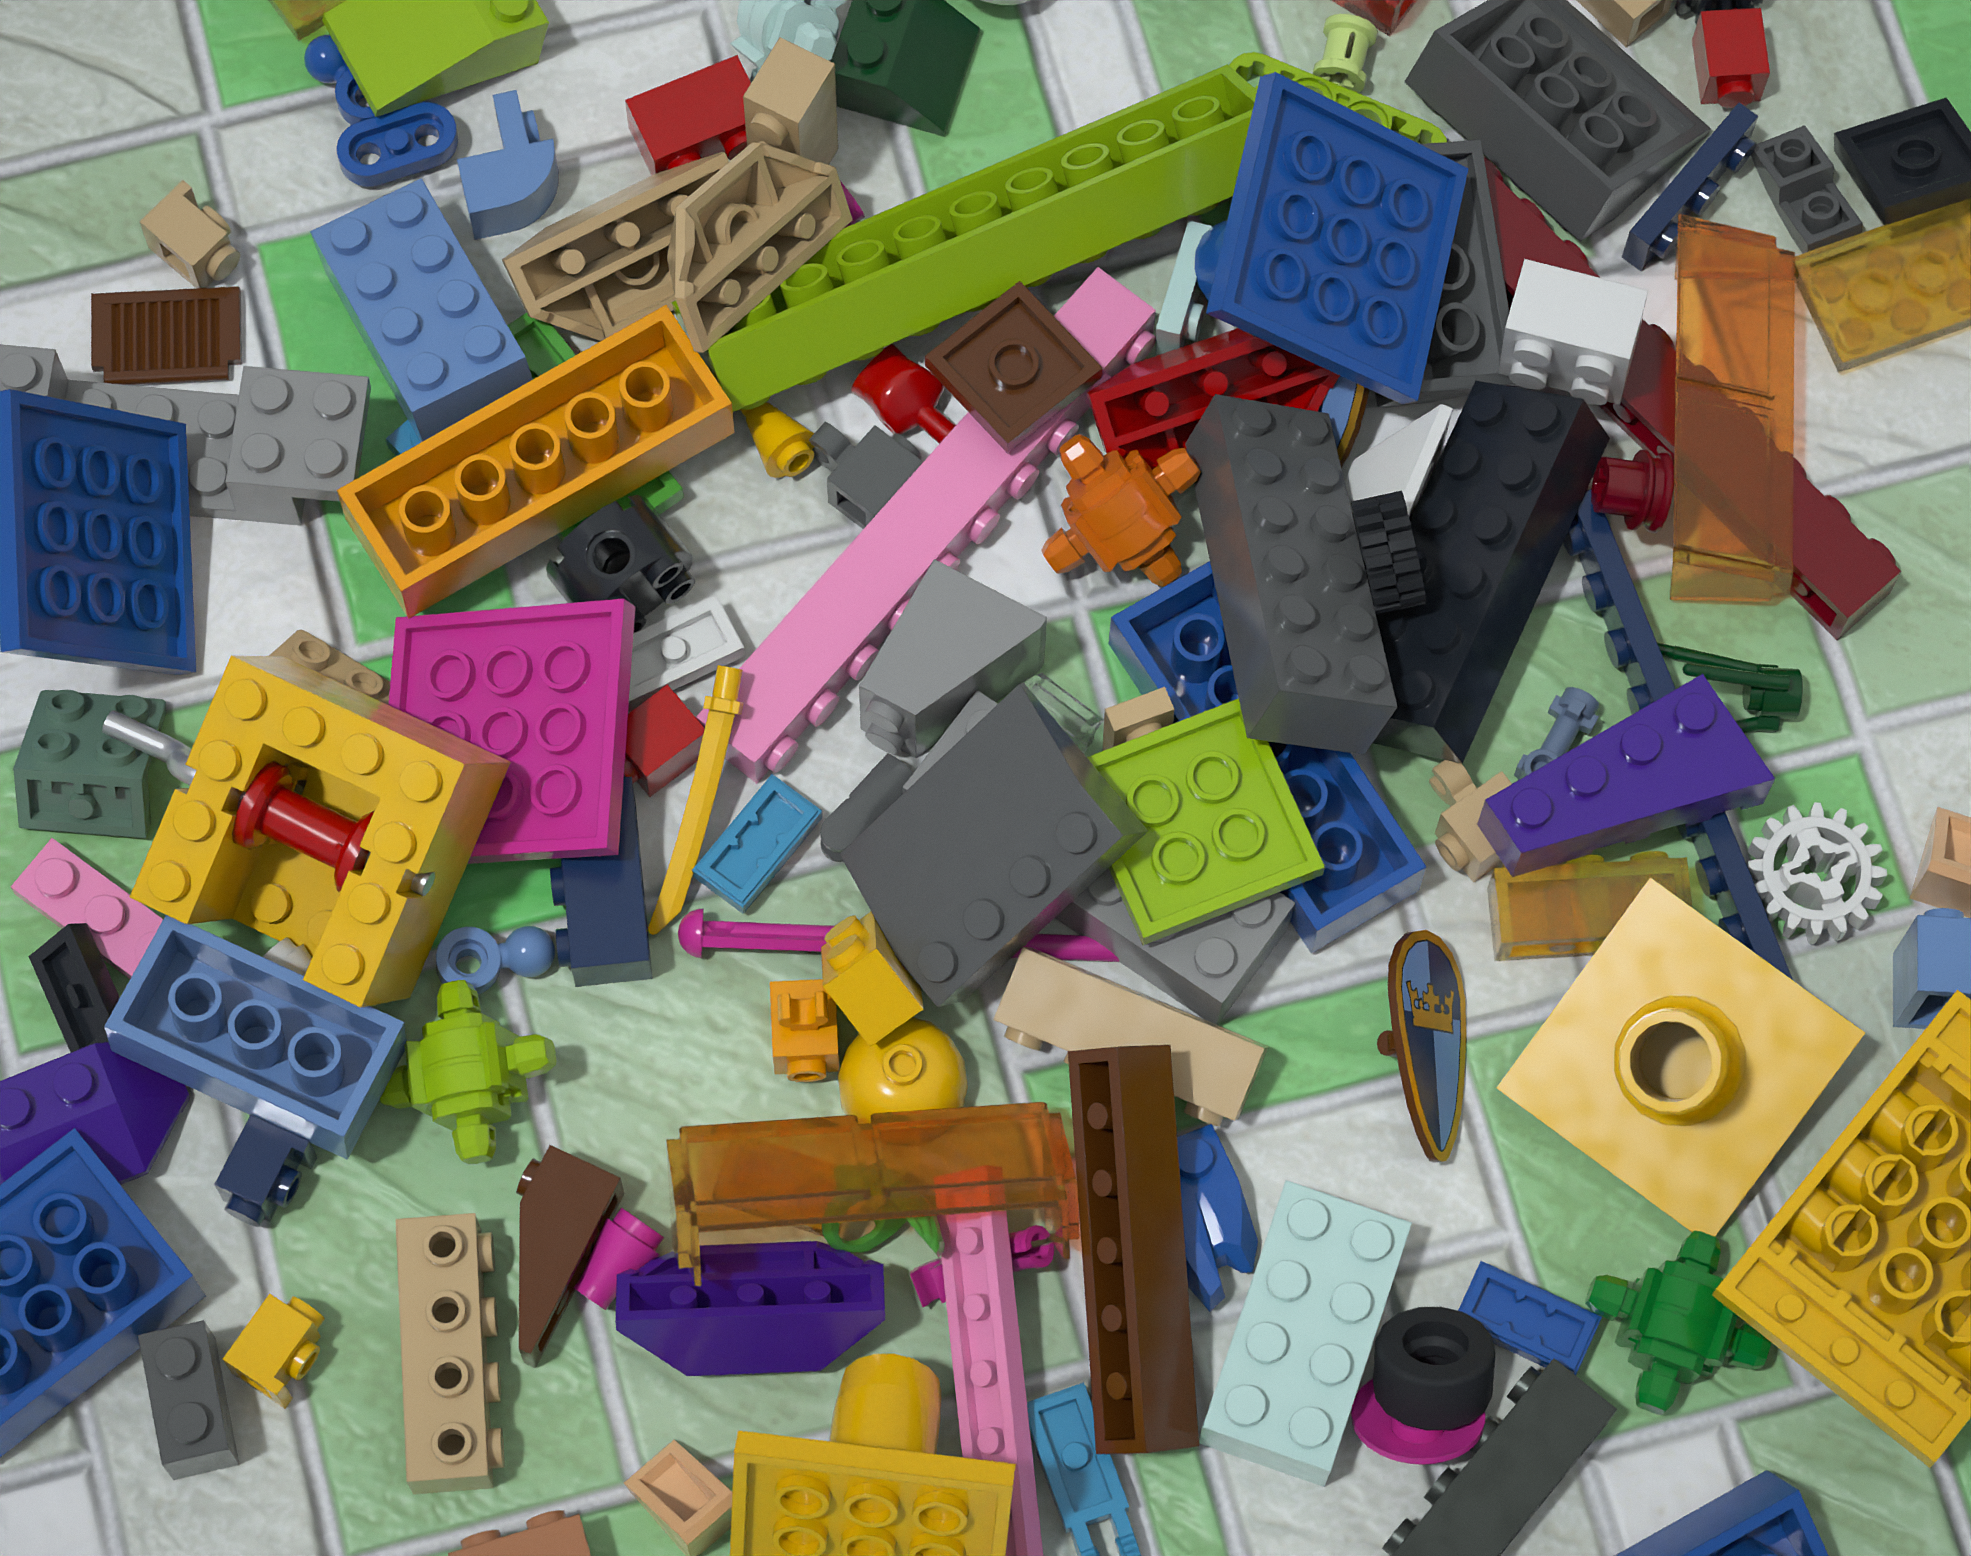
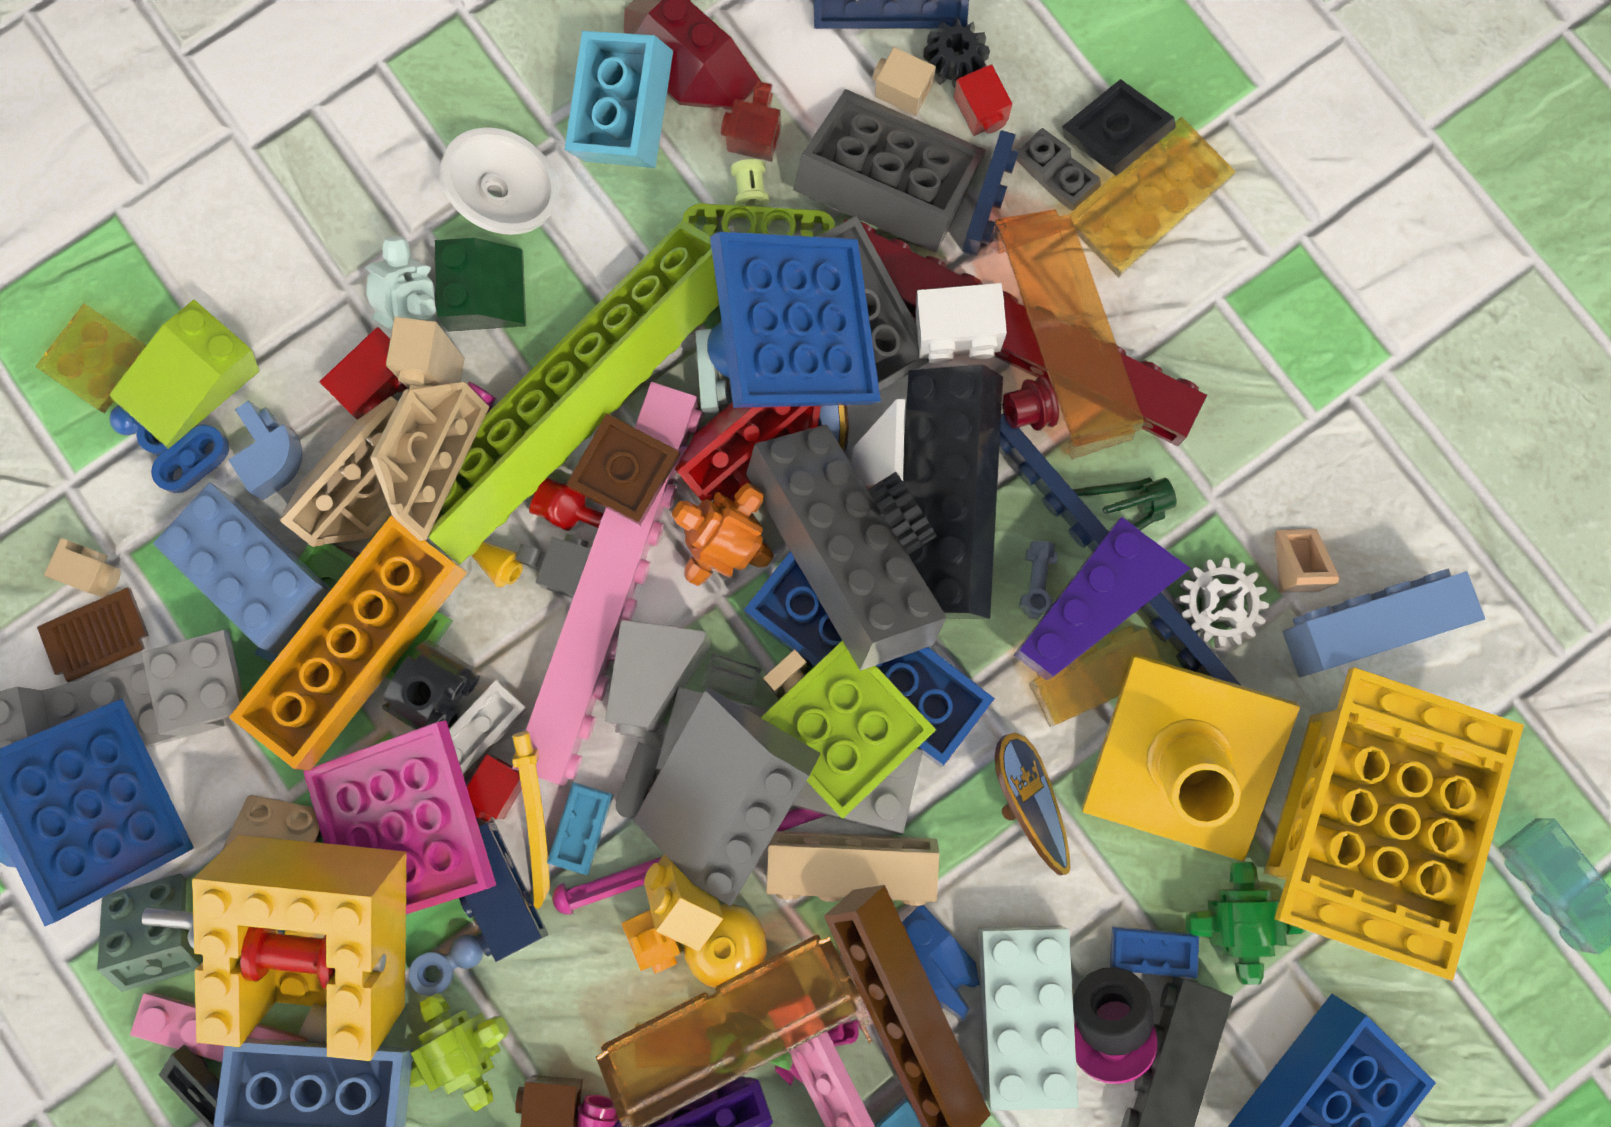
camera: 15 degrees left, 10 degrees up
(1457, 830) = (1005, 644): tan brick -> none

